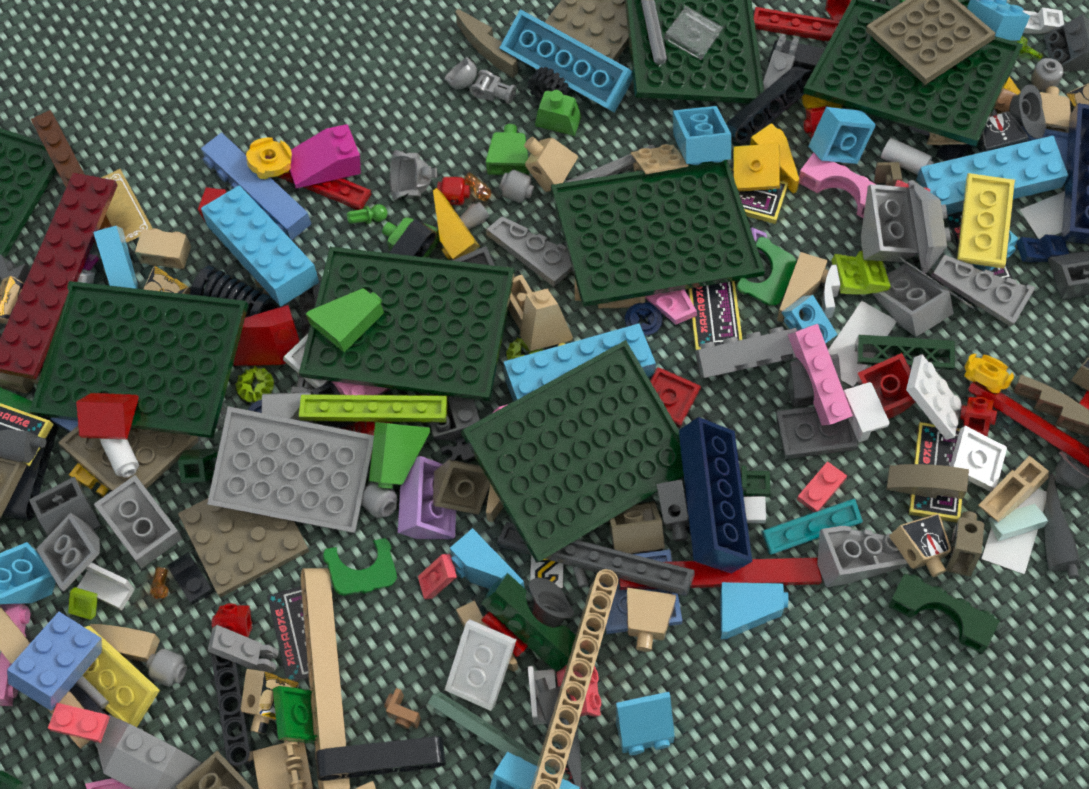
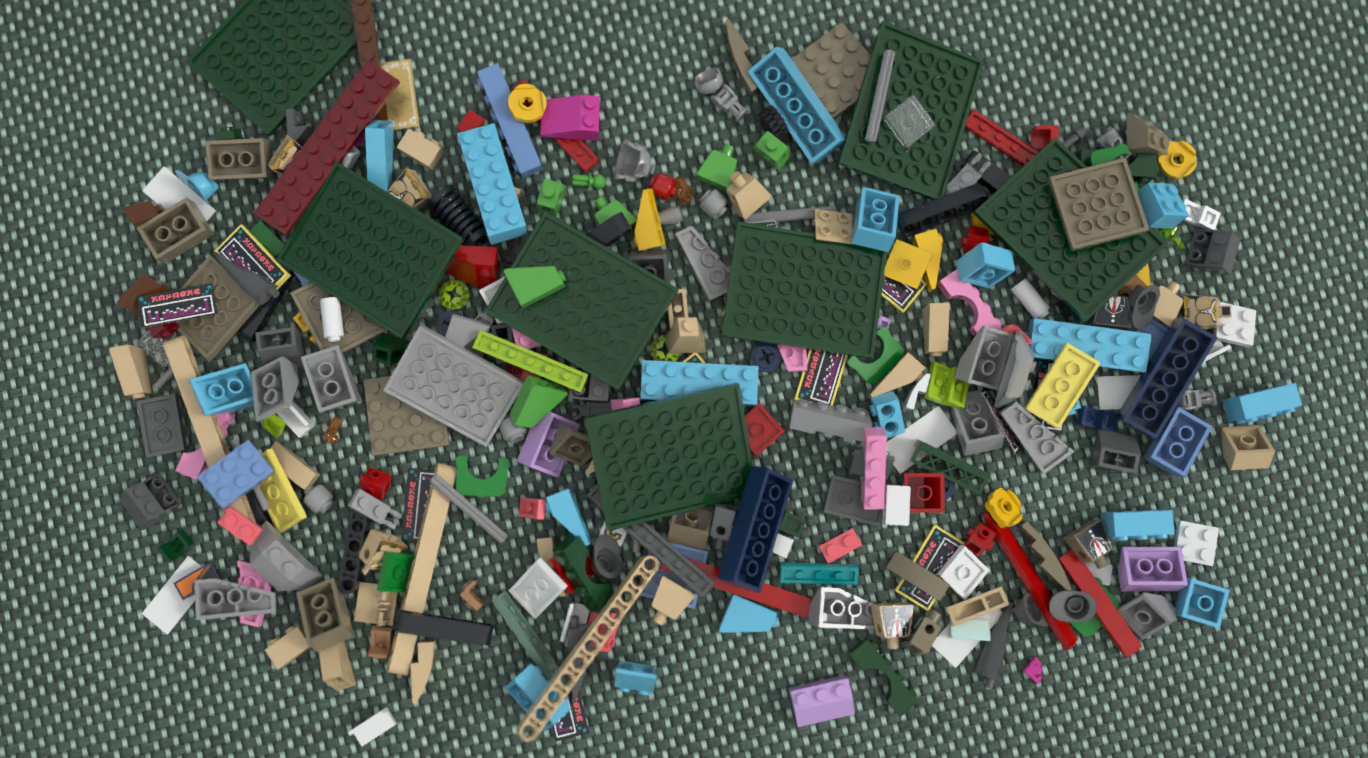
camera: 15 degrees right, 20 degrees up
(106, 415) = (329, 290): red slope -> none
(190, 578) = (356, 431): black slope -> none
(329, 233) = (550, 197): none -> bright green torso
(359, 606) = (468, 508): none -> light grey axle
(818, 218) = (936, 328): none -> tan slope
(885, 670) = (822, 700): none -> lavender slope
(887, 173) = (1010, 311): dark tan bracket -> none
(934, 396) = (952, 516): white plate -> none
(1046, 73) = (1177, 269): light grey head -> none

